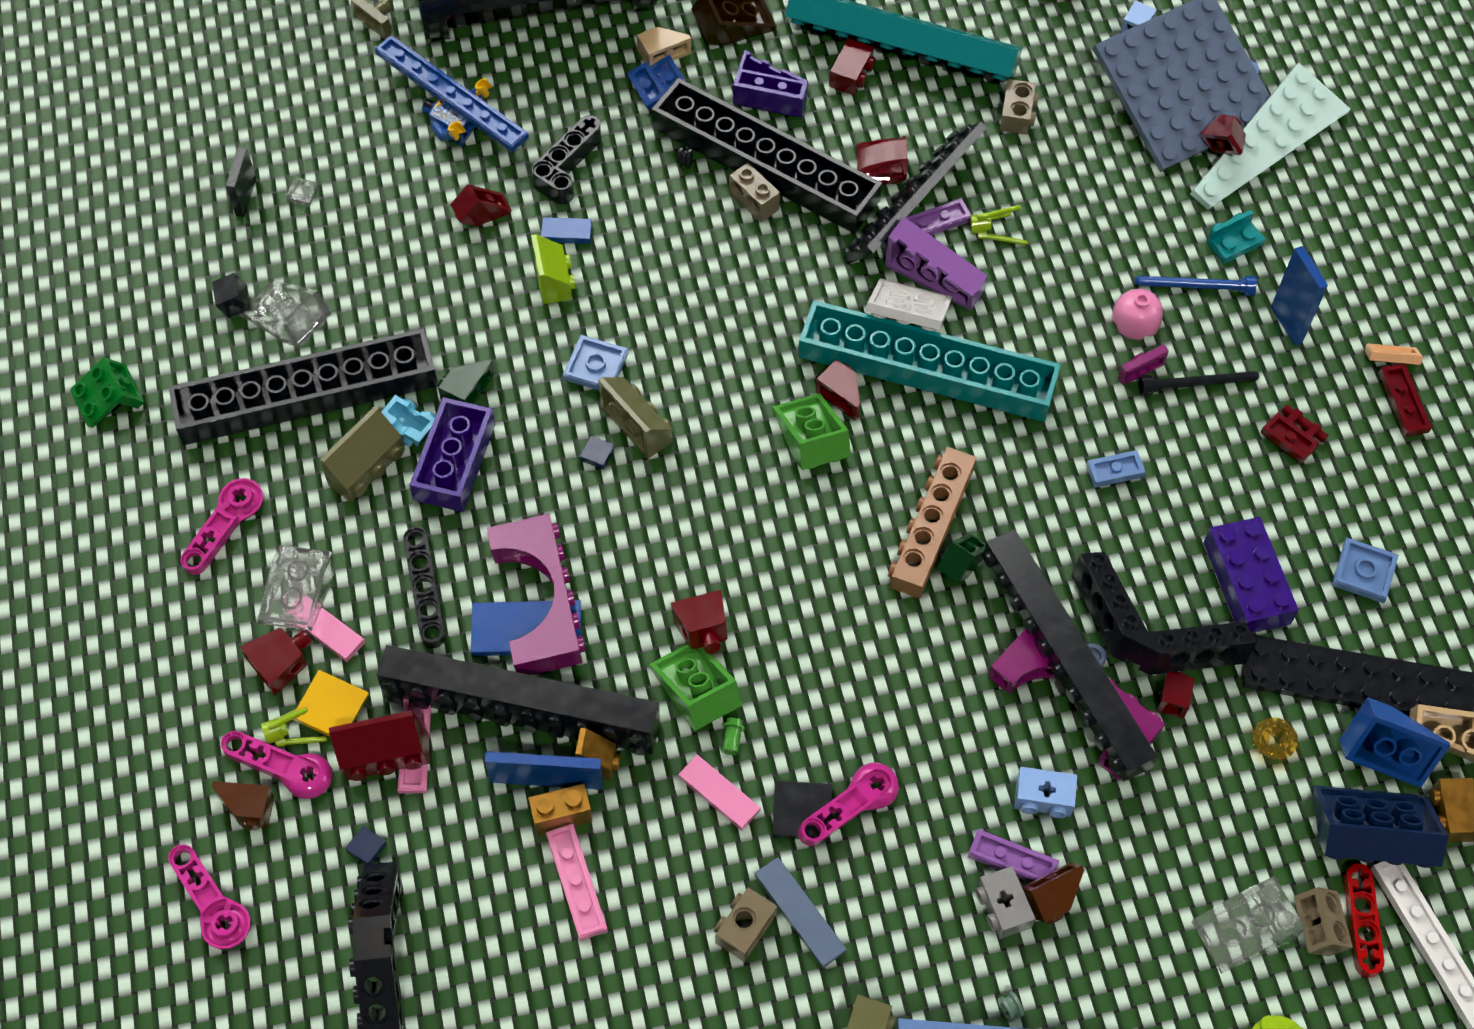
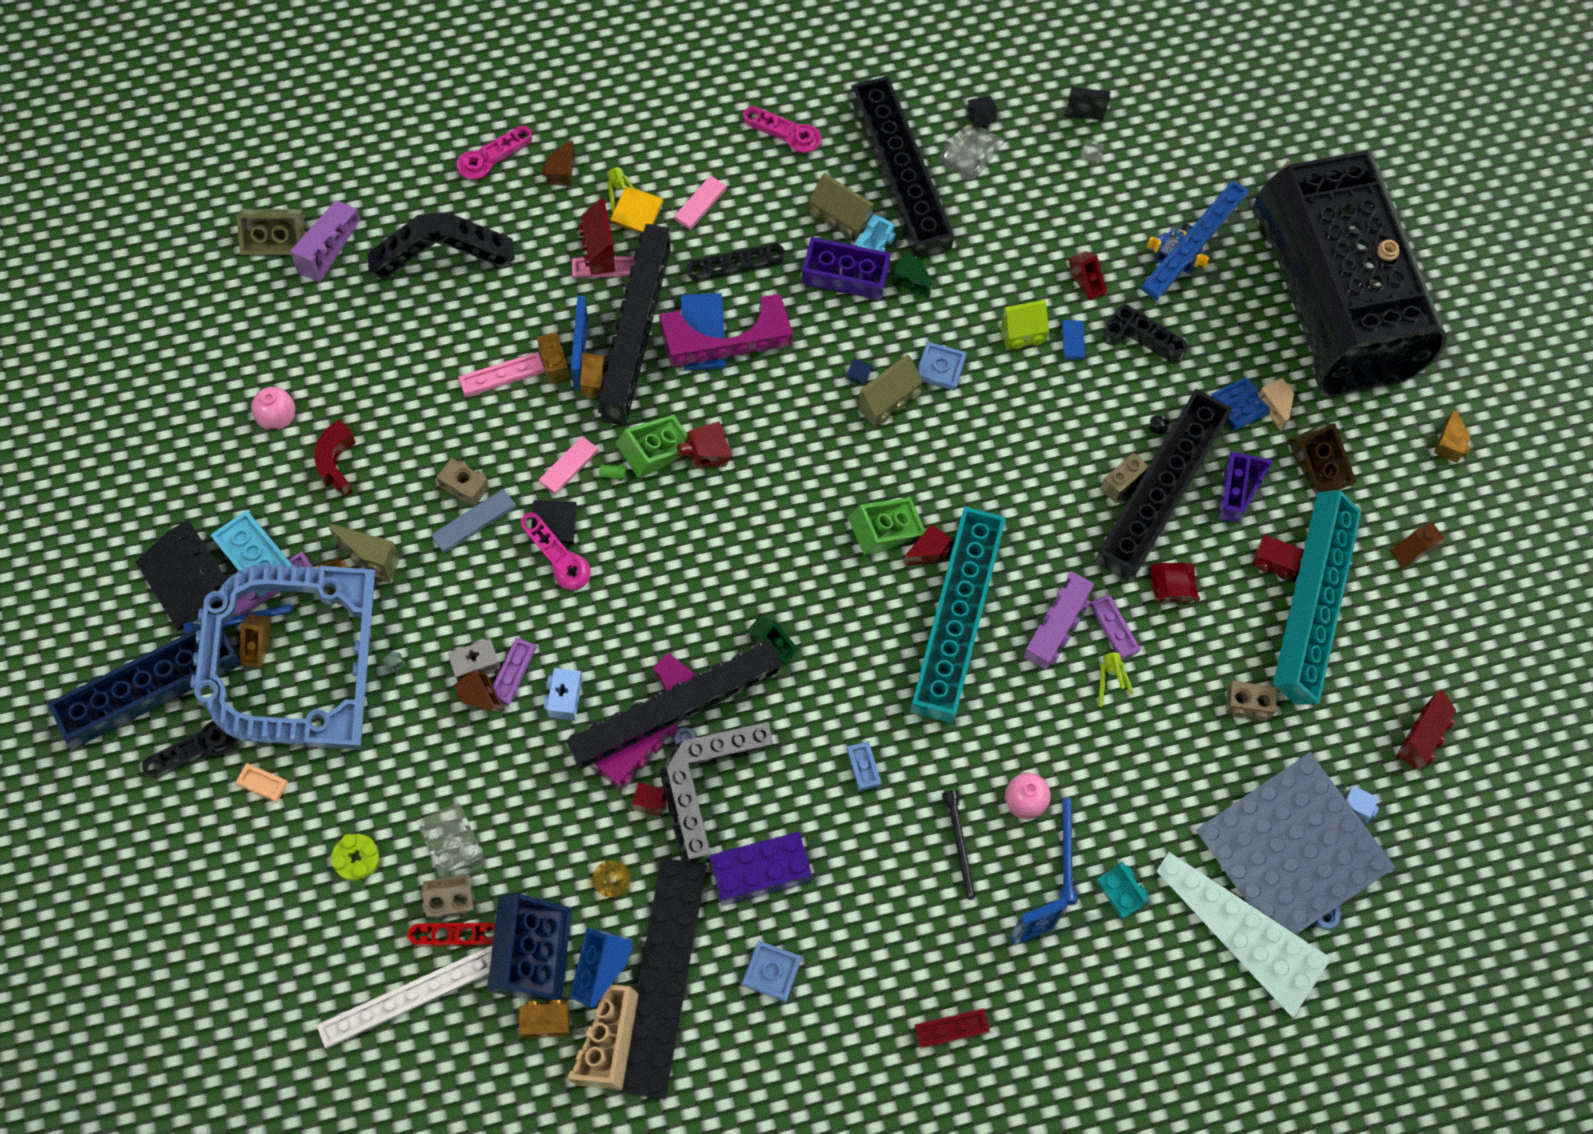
camera: 85 degrees right, 5 degrees up
(104, 389) = (893, 45): green bracket -> none
(277, 657) = (672, 173): dark red torso -> none
(282, 765) = (592, 184): dark pink beam -> none
(296, 587) = (725, 176): clear slope -> none
(366, 846) = (530, 242): dark blue tile -> none
(909, 304) = (1012, 596): white plate -> none
(914, 579) = (810, 626): medium nougat brick -> none
(916, 189) = (1144, 609): black plate -> none
(1143, 364) = (972, 795): magenta plate -> none
(1225, 135) = (1230, 880): dark red slope -> none
(1290, 437) = (903, 920): dark red plate -> none
(1394, 354) = (1001, 1023): light nougat tile -> none

